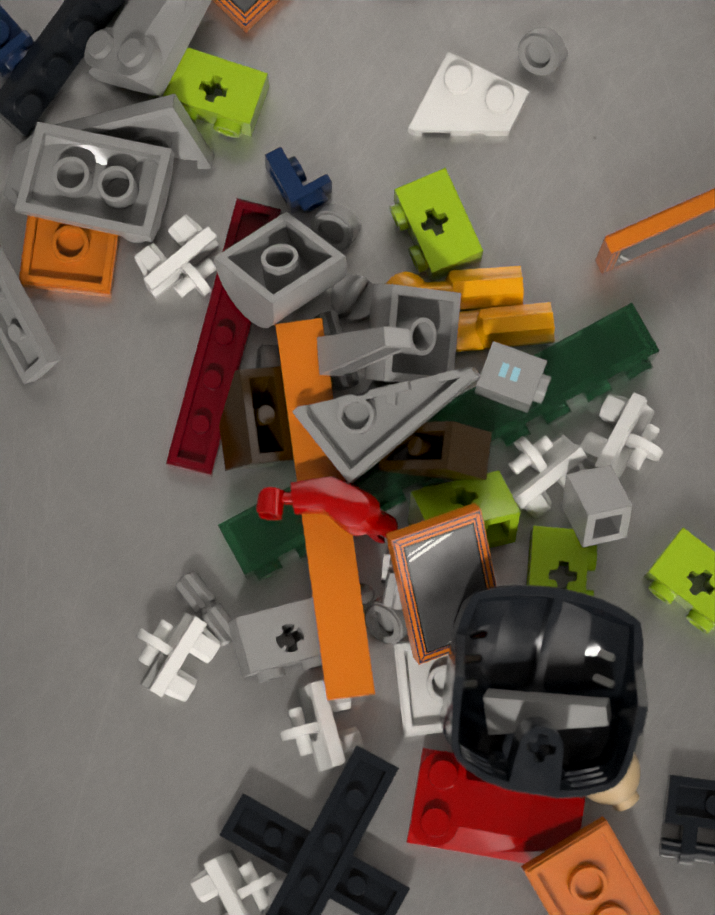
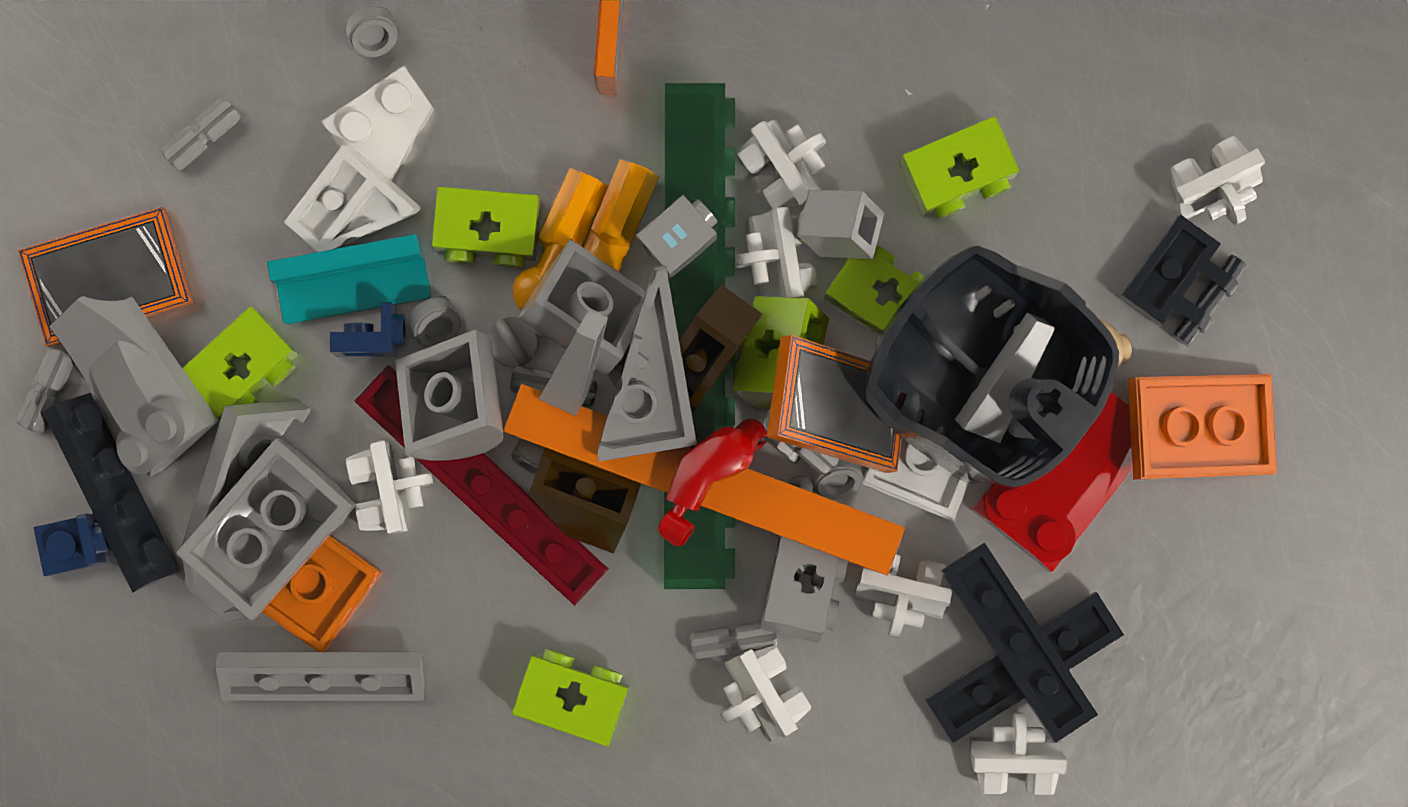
camera: 65 degrees left, 5 degrees up
(73, 478) = (542, 704): none -> lime brick
(334, 143) = (350, 279): none -> teal panel
(393, 106) = (348, 203): none -> white wing

